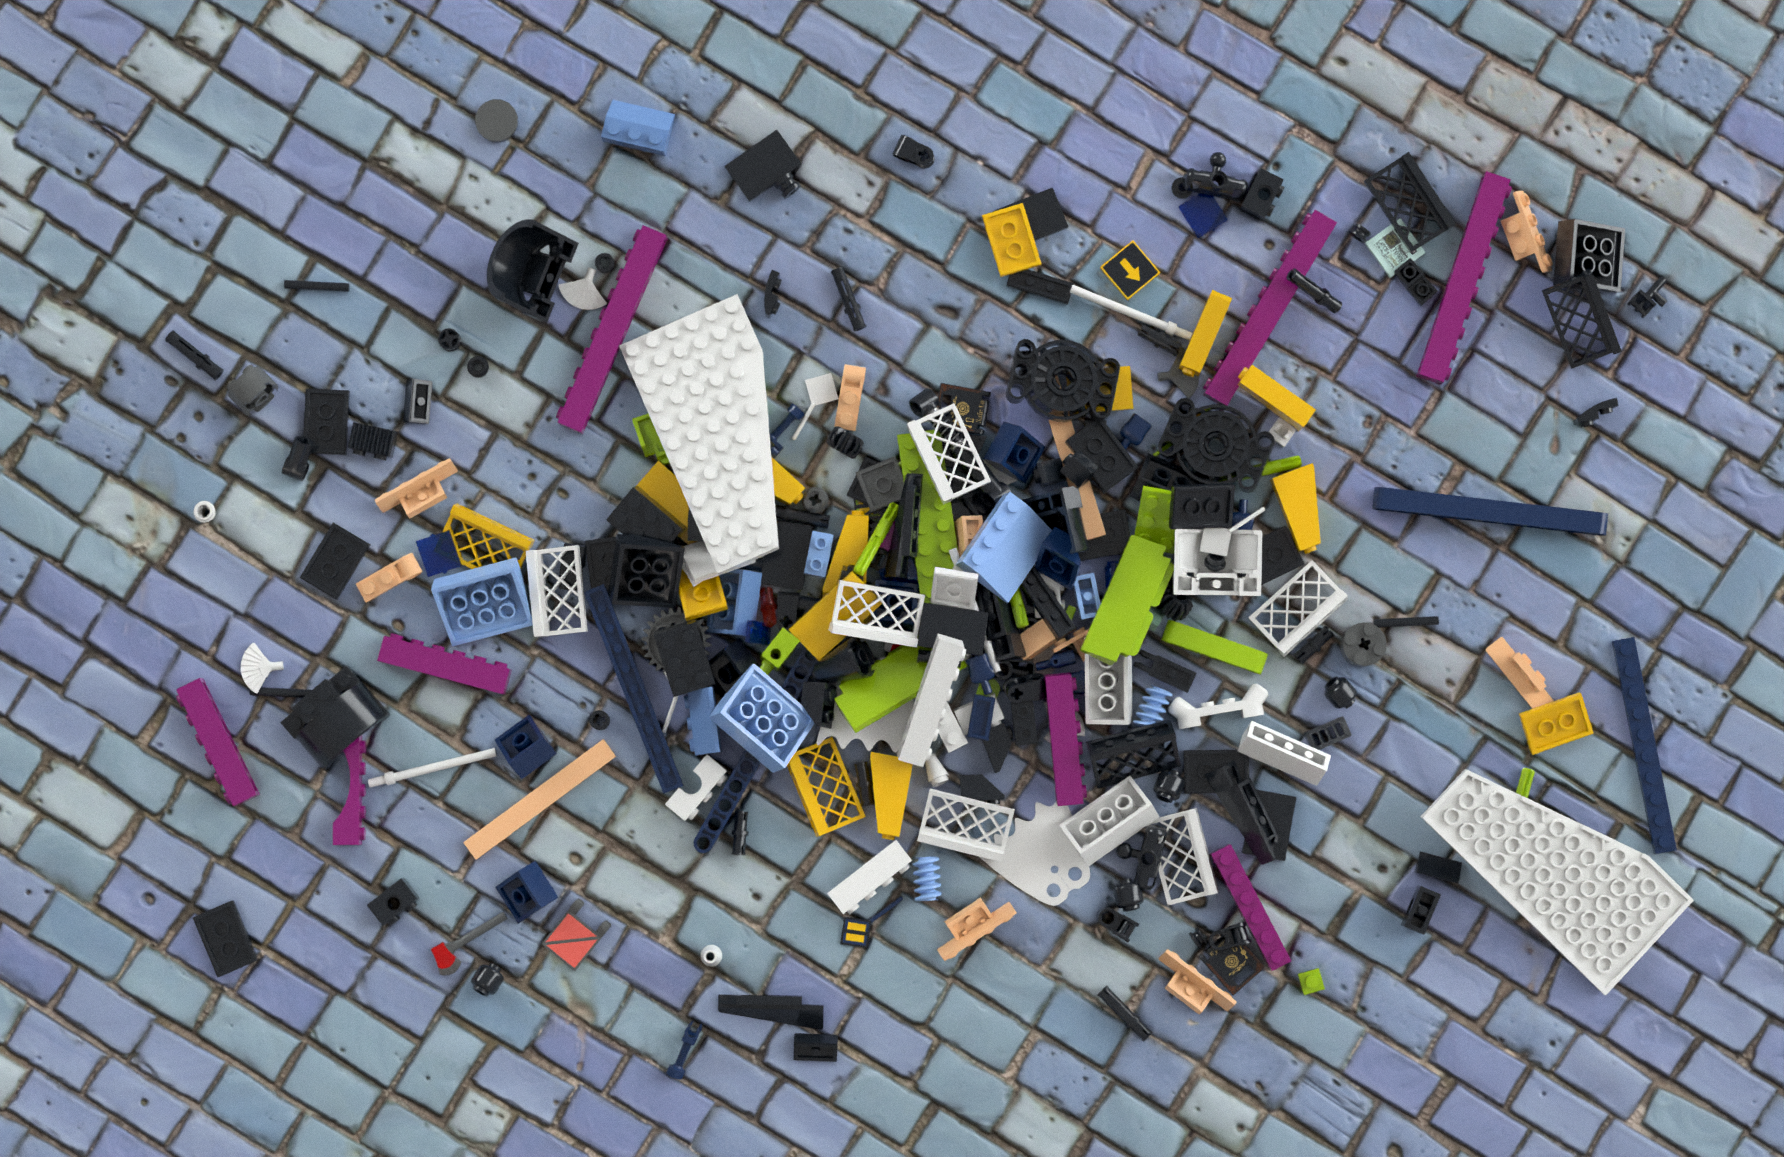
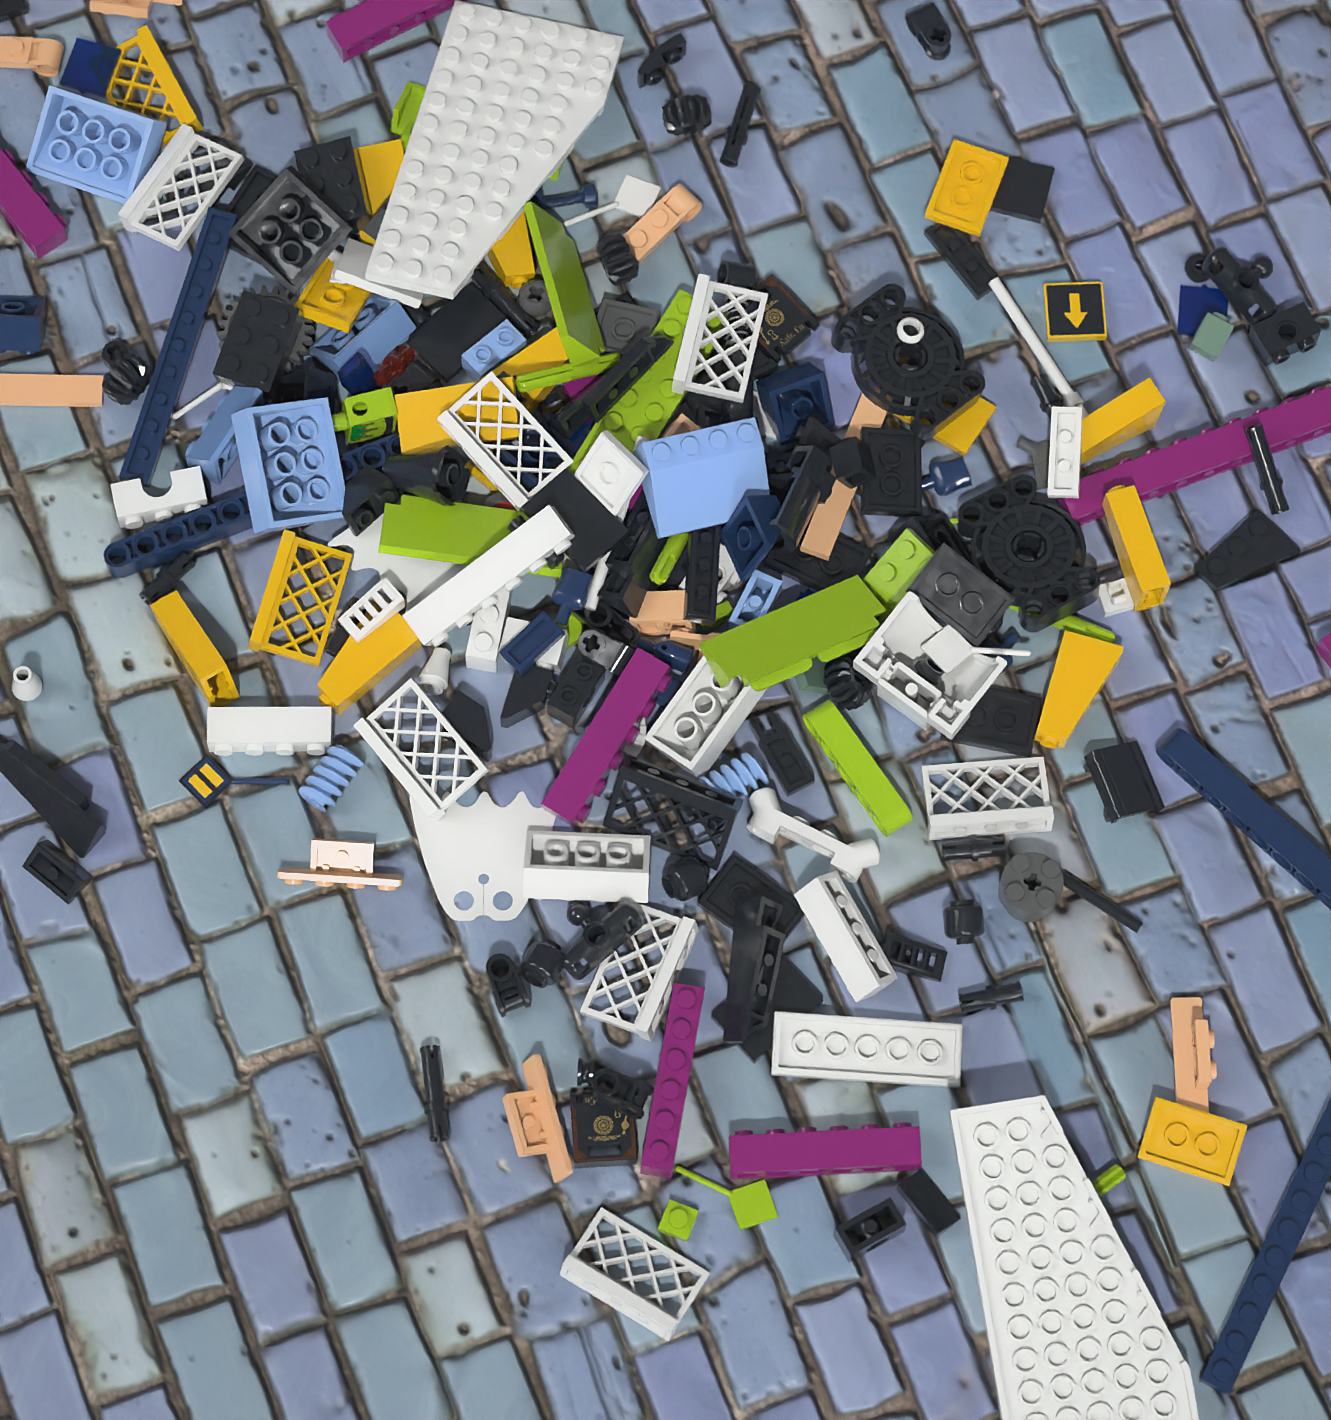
camera: 35 degrees right, 15 degrees down
(621, 732) = (127, 379): none -> black gear
(790, 863) = (195, 650): none -> yellow slope
(815, 319) = (686, 115): none -> black gear
(833, 487) = (565, 286): none -> lime slope
(883, 750) = (365, 602): none -> white slope
(1048, 369) = (914, 322): none -> white piece
(1196, 371) = (1065, 452): none -> white plate
(1221, 228) = (1211, 336): none -> sand green brick
(1310, 1048) = (614, 1291): none -> white fence
(1335, 347) = (1248, 549): none -> black wing
(1341, 807) = (866, 1049): none -> white tile
(1341, 941) = (750, 1203): none -> lime piece
(1362, 884) = (824, 1152): none -> magenta brick
(1368, 541) = (1123, 781): none -> black piece
(1386, 724) = (990, 997): none -> black pin

